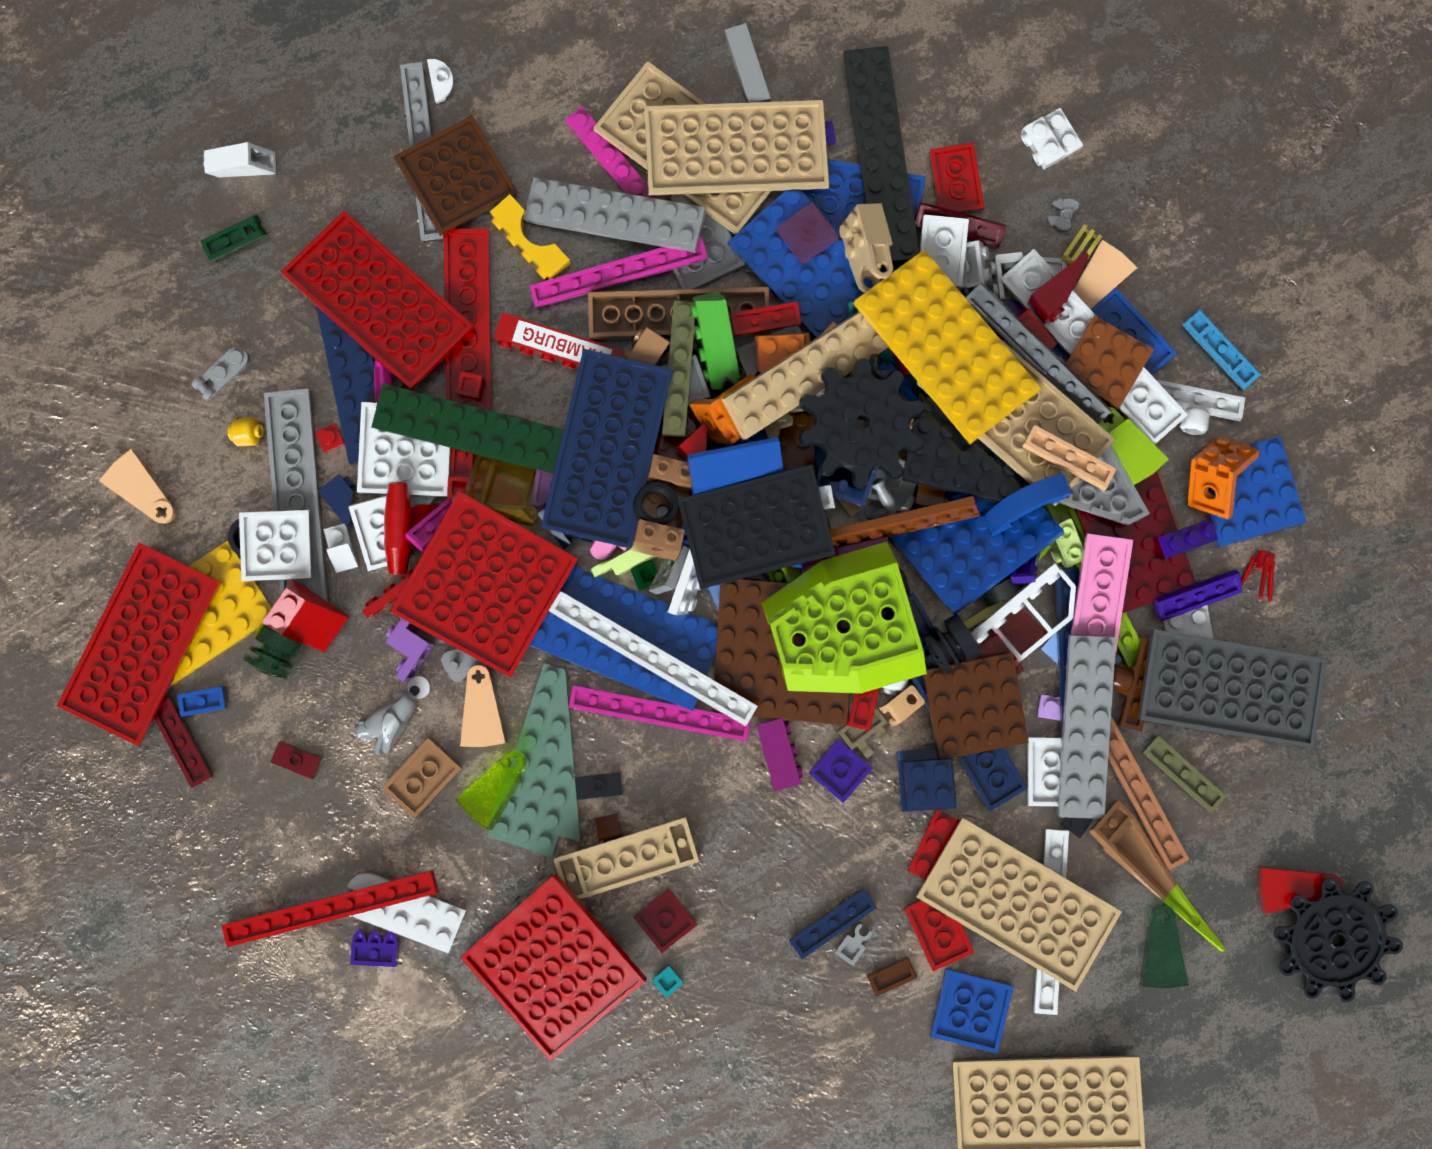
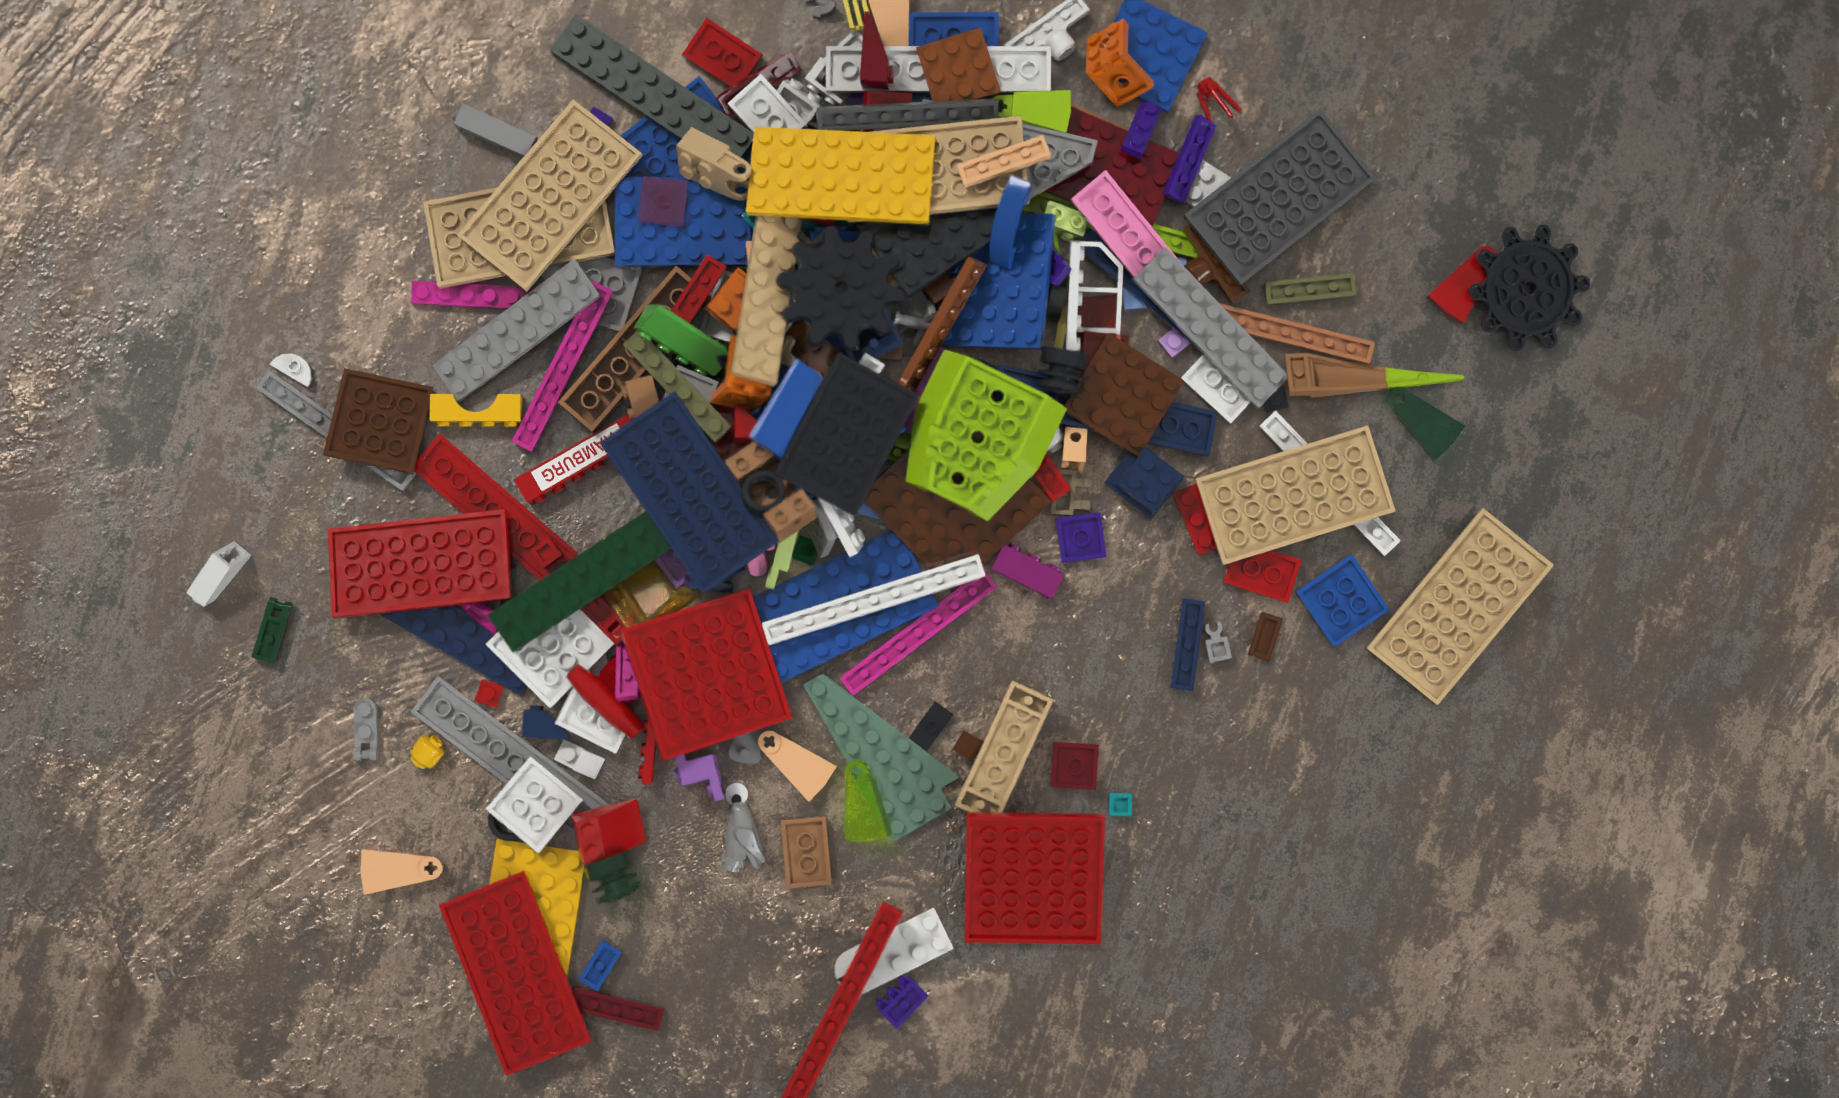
camera: 55 degrees left, 0 degrees up
(296, 760) = (707, 934): dark red plate -> none

